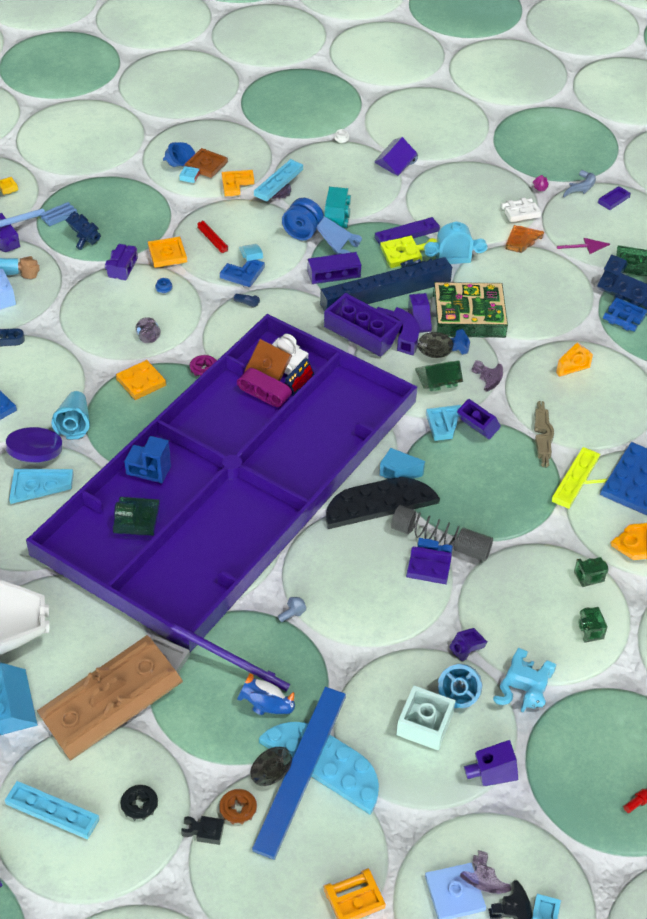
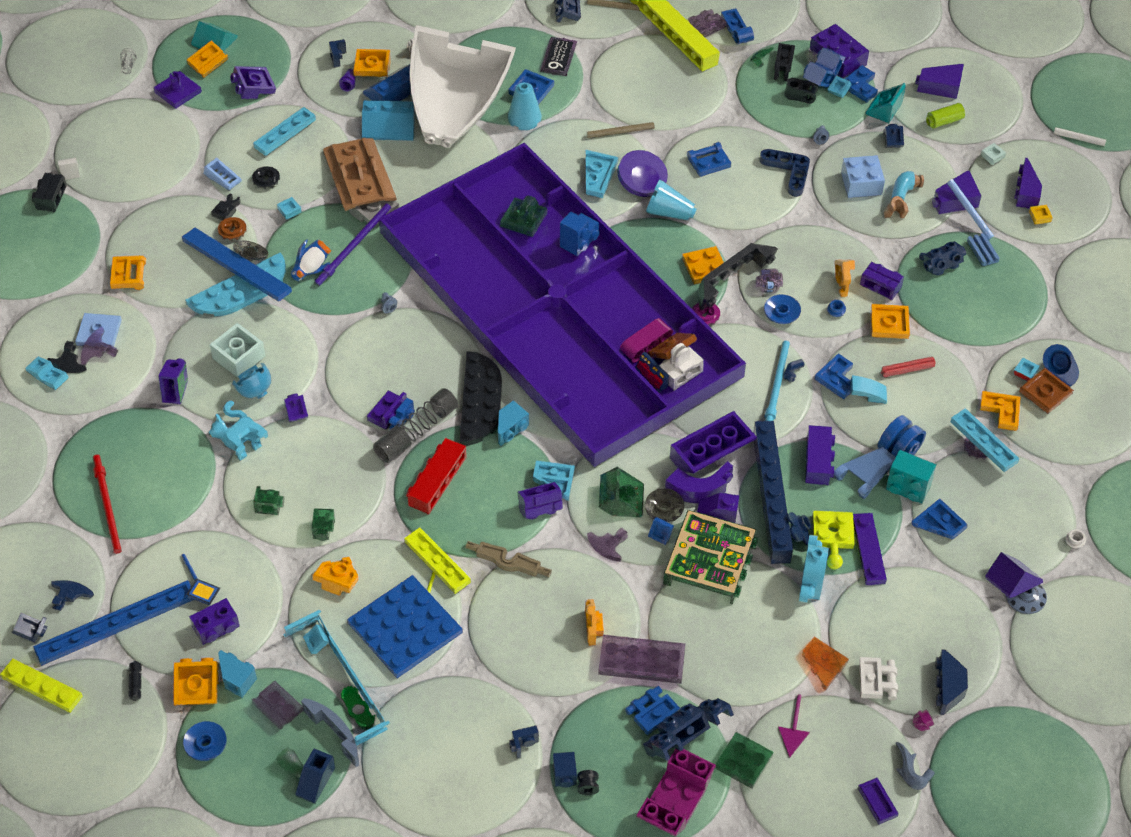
camera: 110 degrees right, 5 degrees up
(127, 279) = (842, 274): none -> light orange plate
(144, 871) = (209, 171): none -> light blue slope
(181, 315) = (782, 309): none -> blue dish
(185, 754) = (289, 208): none -> medium azure plate
(189, 358) = (758, 253): none -> black slope
(301, 305) = (770, 413): none -> medium azure bar
(363, 198) = (940, 520): none -> blue wing
(489, 502) = (436, 476): none -> red brick
(503, 174) = (951, 681): none -> dark blue slope
(587, 327) = (642, 659): none -> clear purple plate

